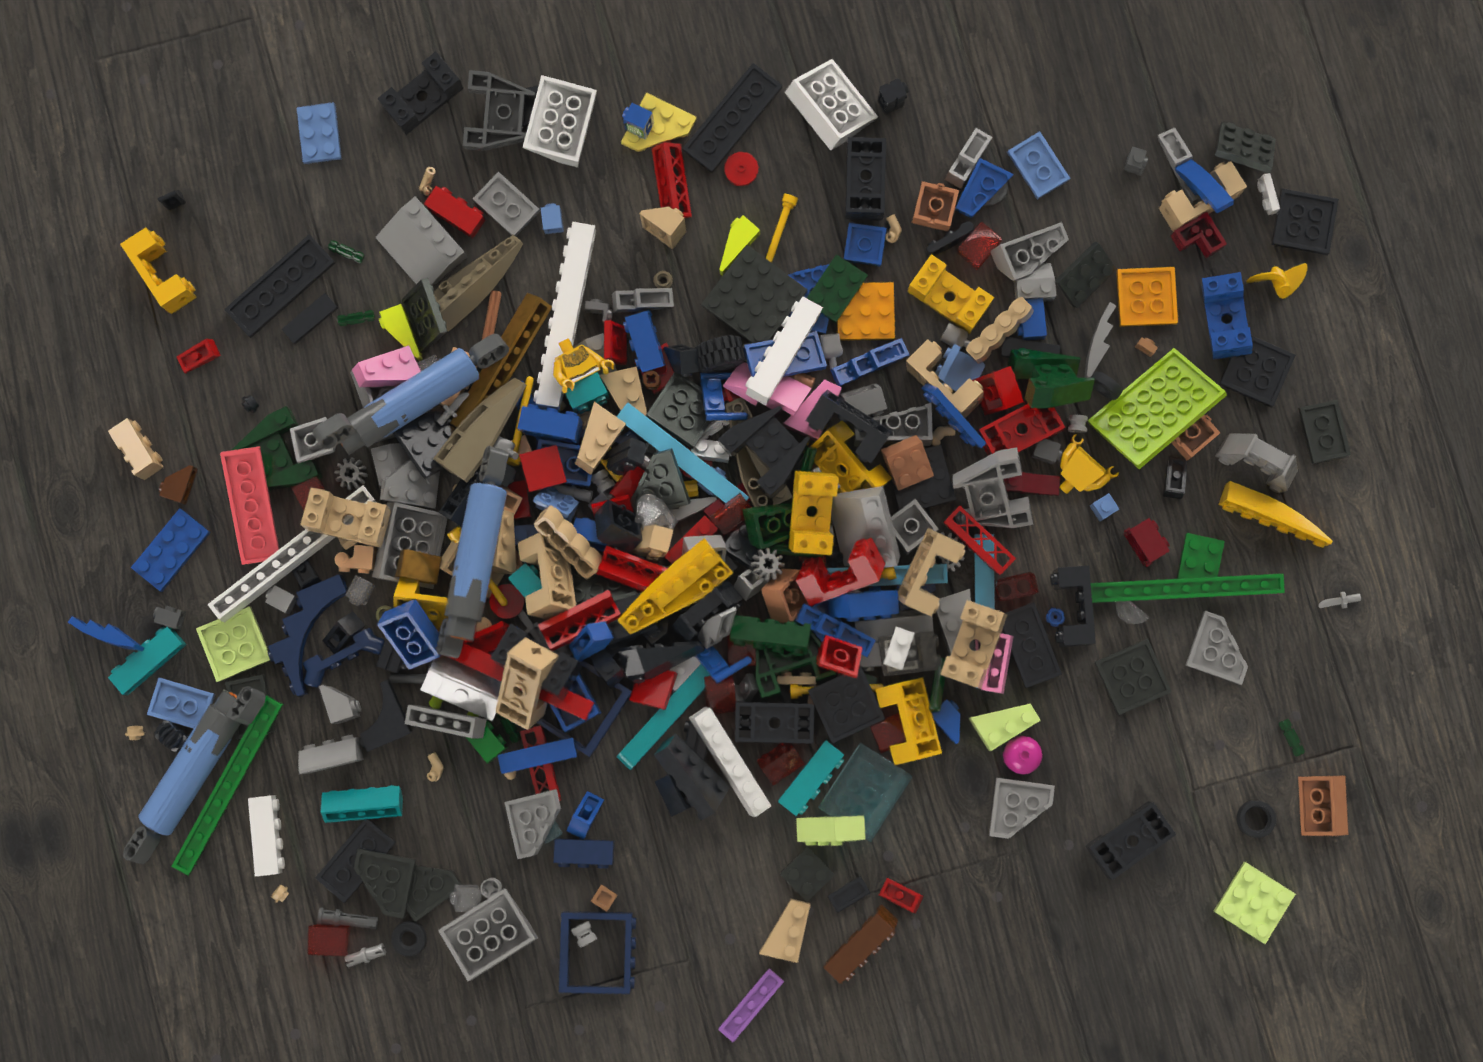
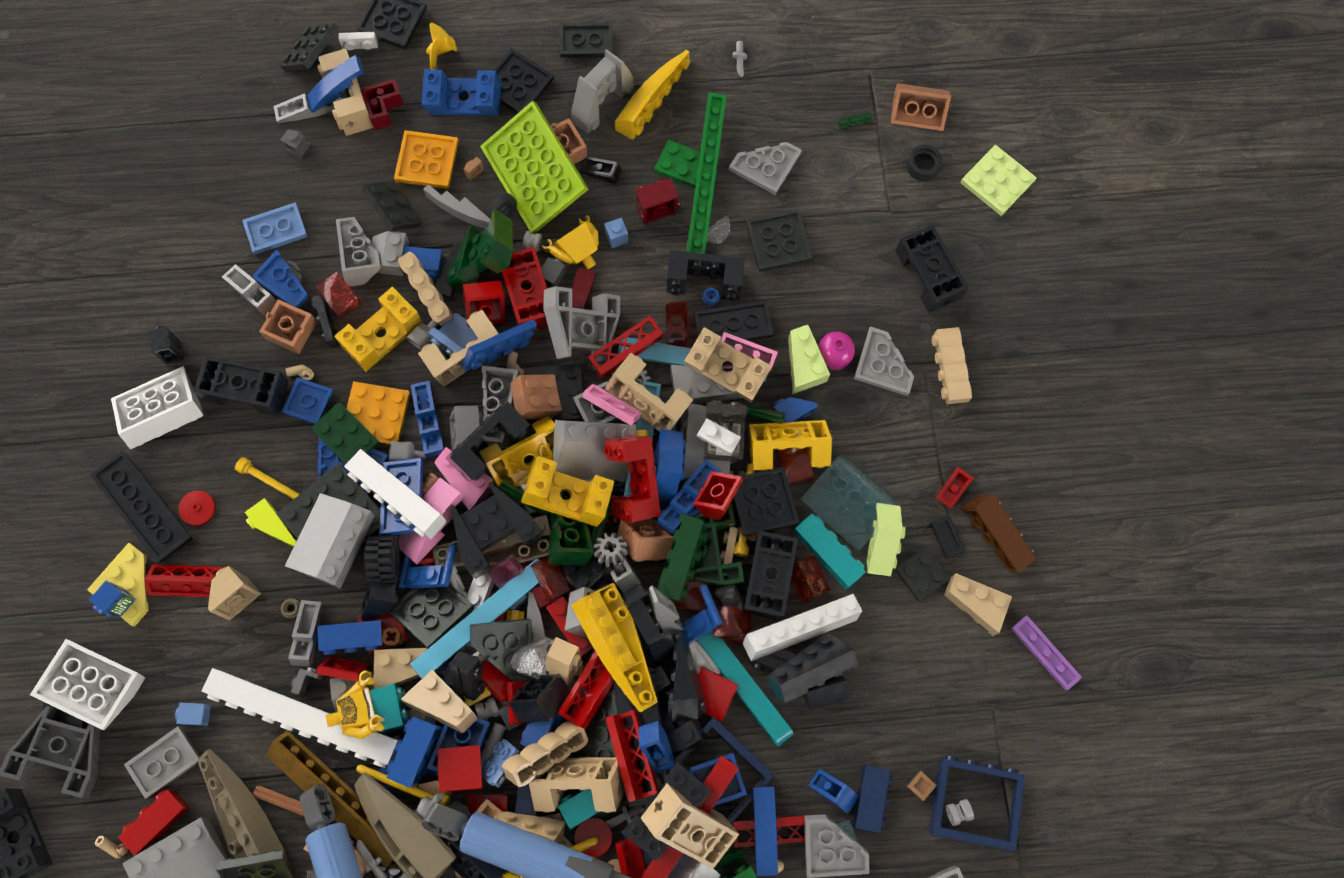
camera: 90 degrees left, 10 degrees down
(729, 301) = (330, 540): none -> slope
(731, 469) = (505, 570): none -> clear pink bracket
(912, 538) = (612, 404): none -> bright pink tile
(1029, 877) = (952, 366): none -> tan brick

